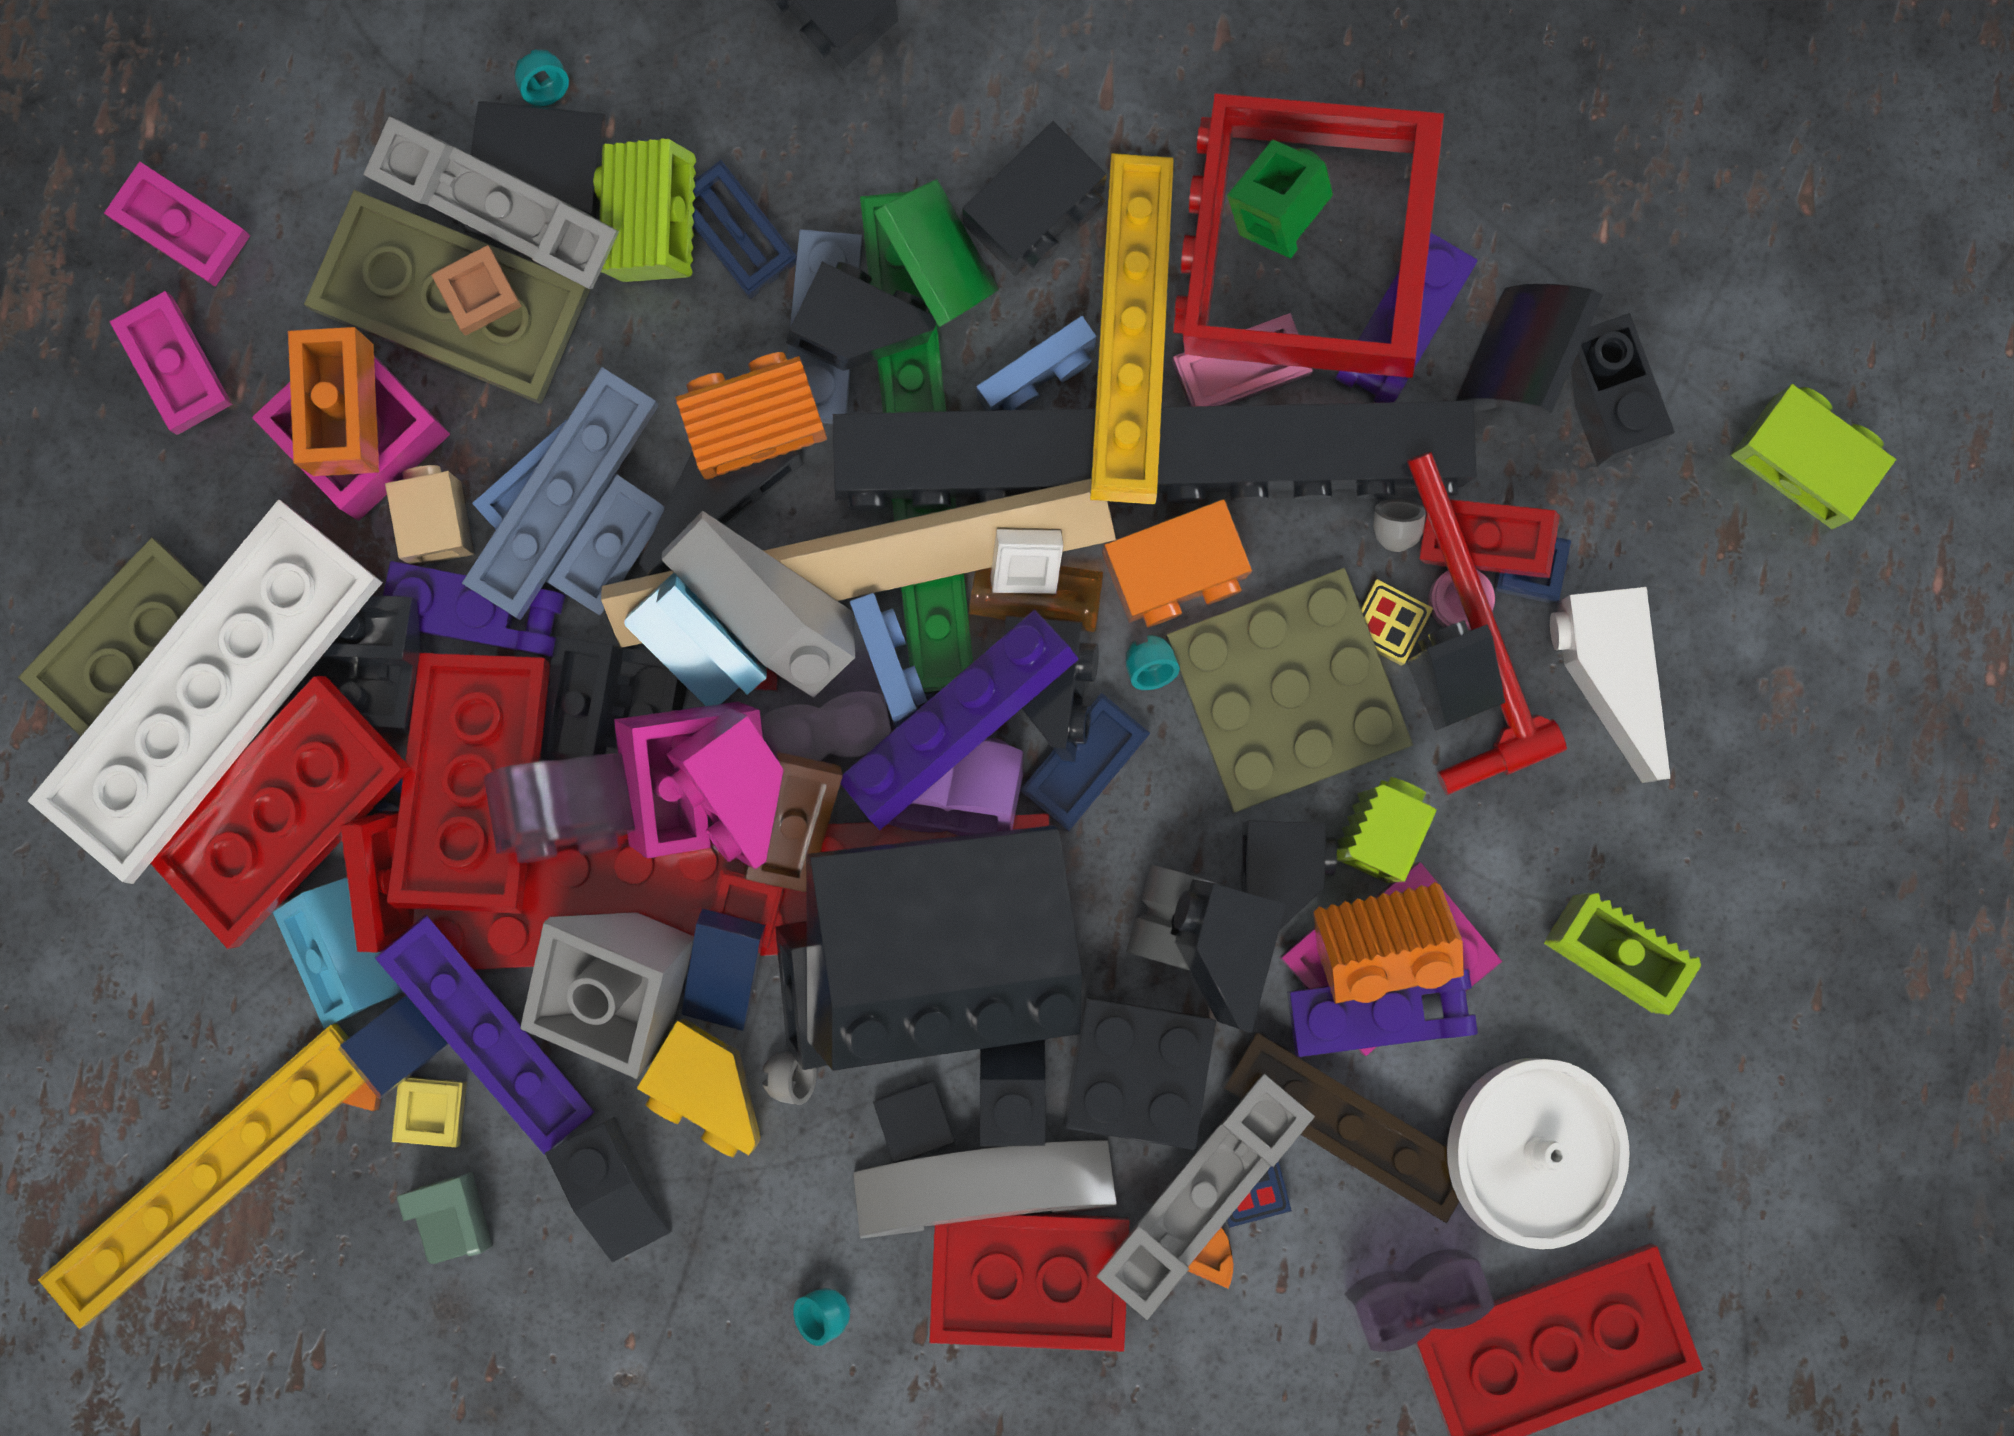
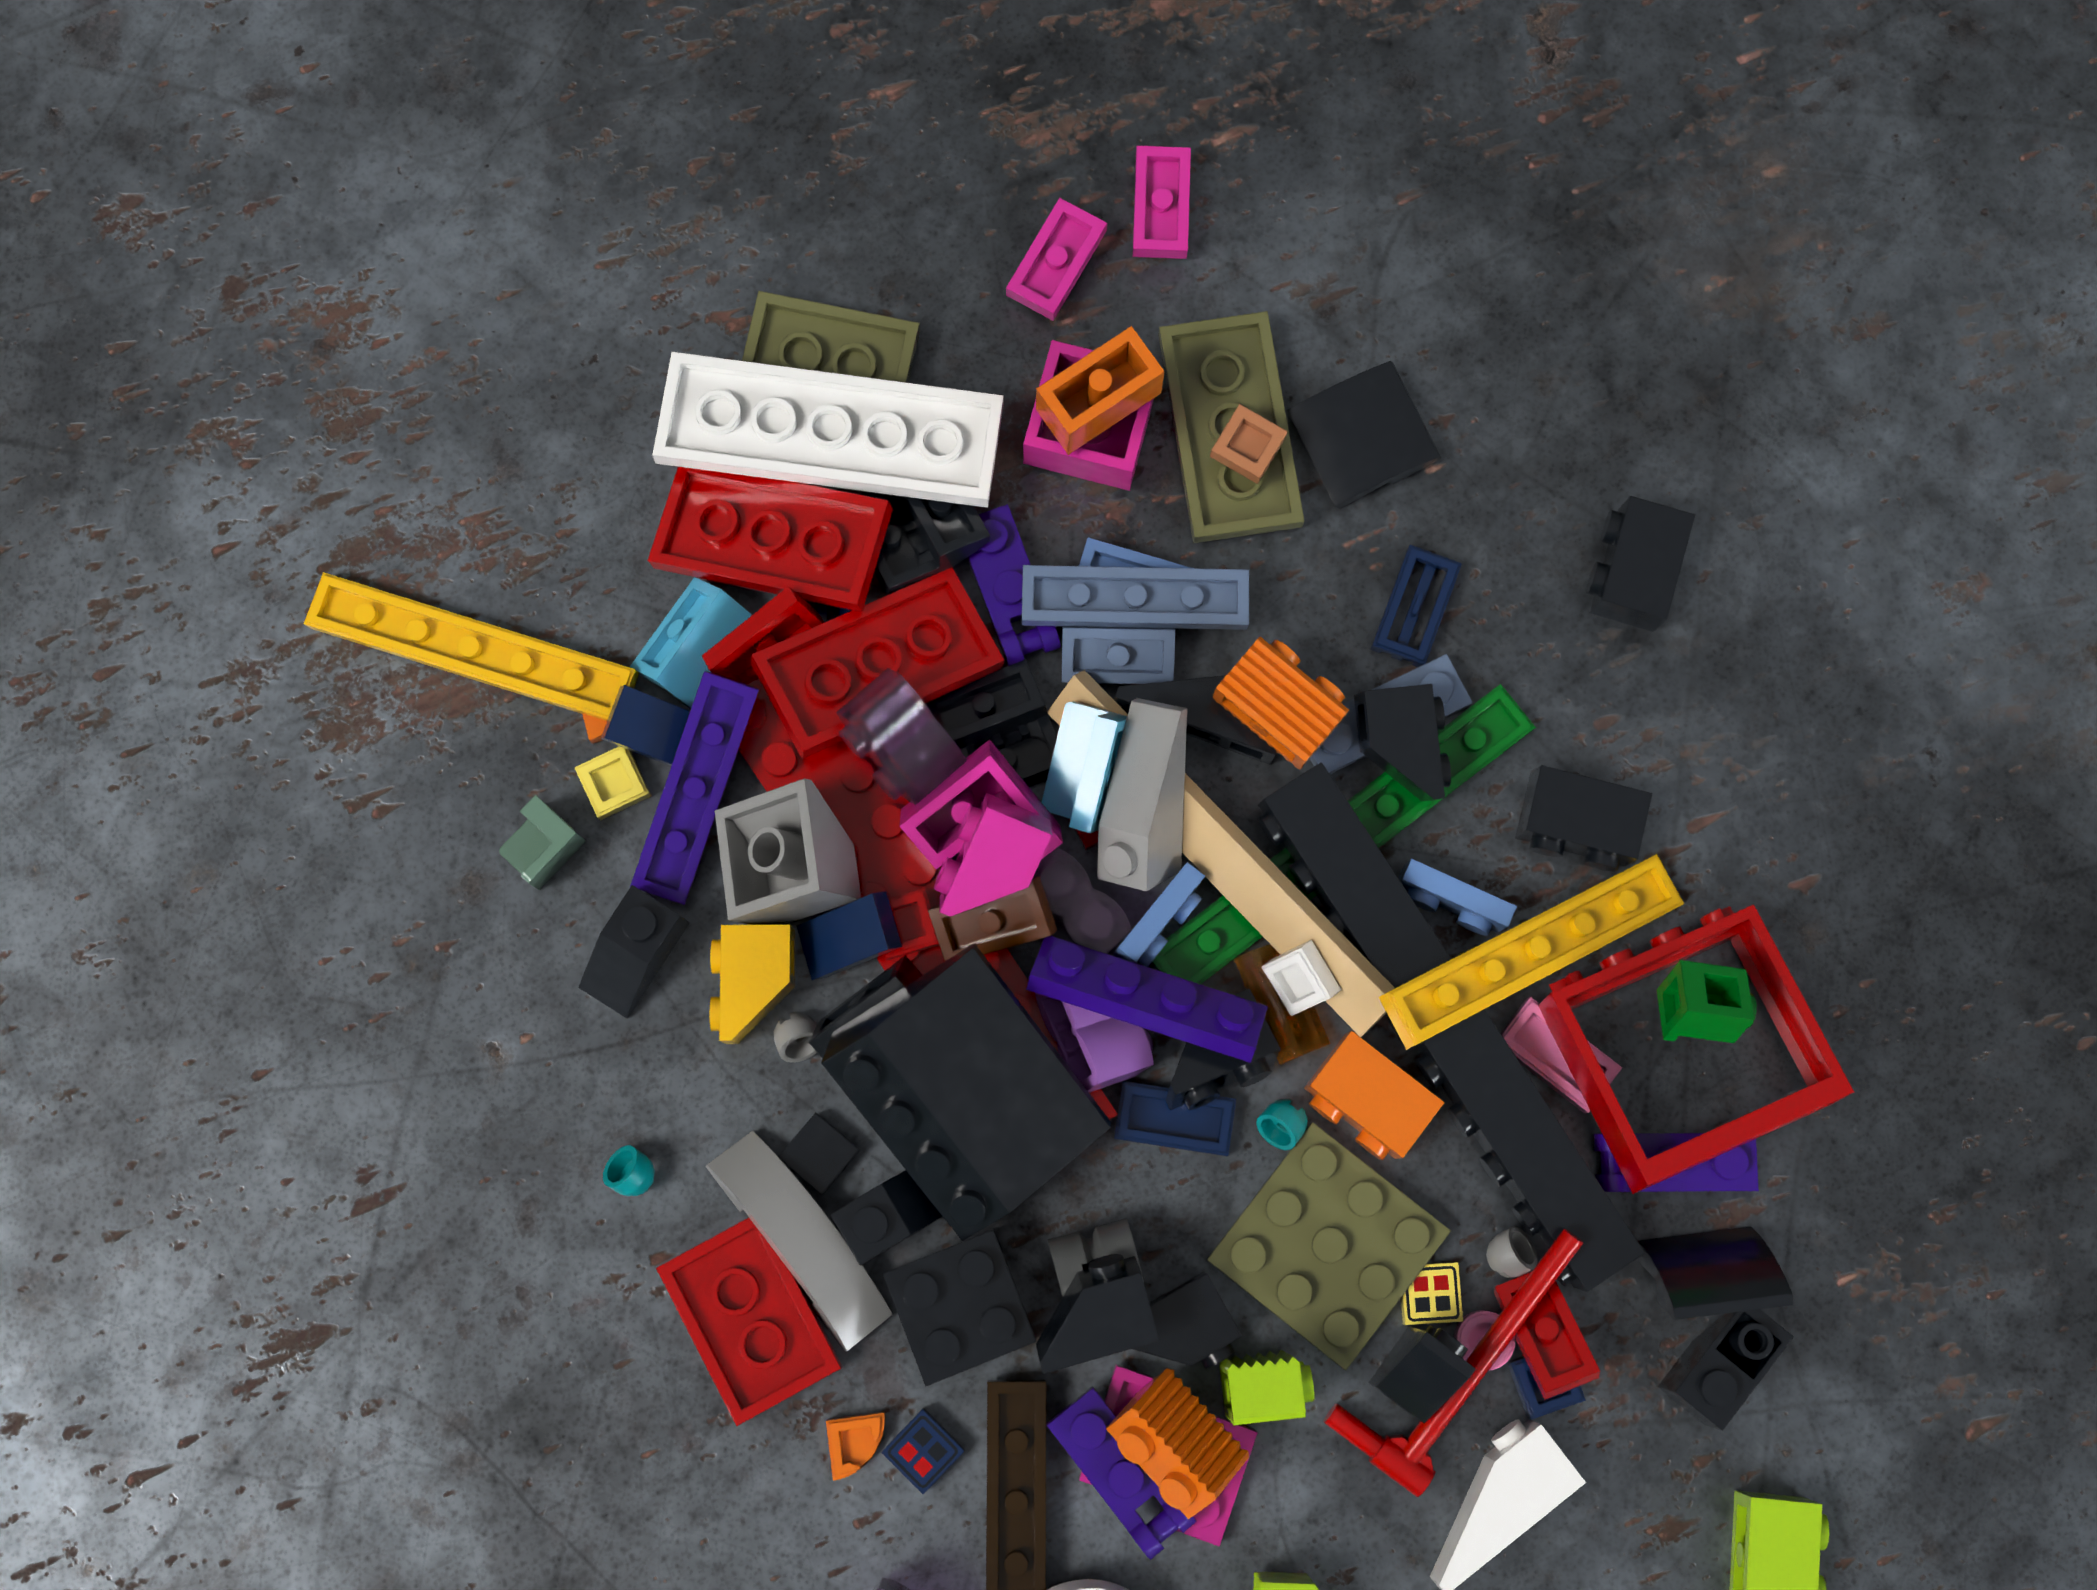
camera: 60 degrees right, 5 degrees down
(429, 516) = (1058, 512): tan brick -> none
(491, 202) = (1321, 415): light grey slope -> none
(528, 84) = (1426, 390): teal hinge -> none
(649, 200) = (1387, 531): lime brick -> none
(937, 251) = (1495, 766): green slope -> none
(1204, 1195) = (894, 1416): light grey slope -> none

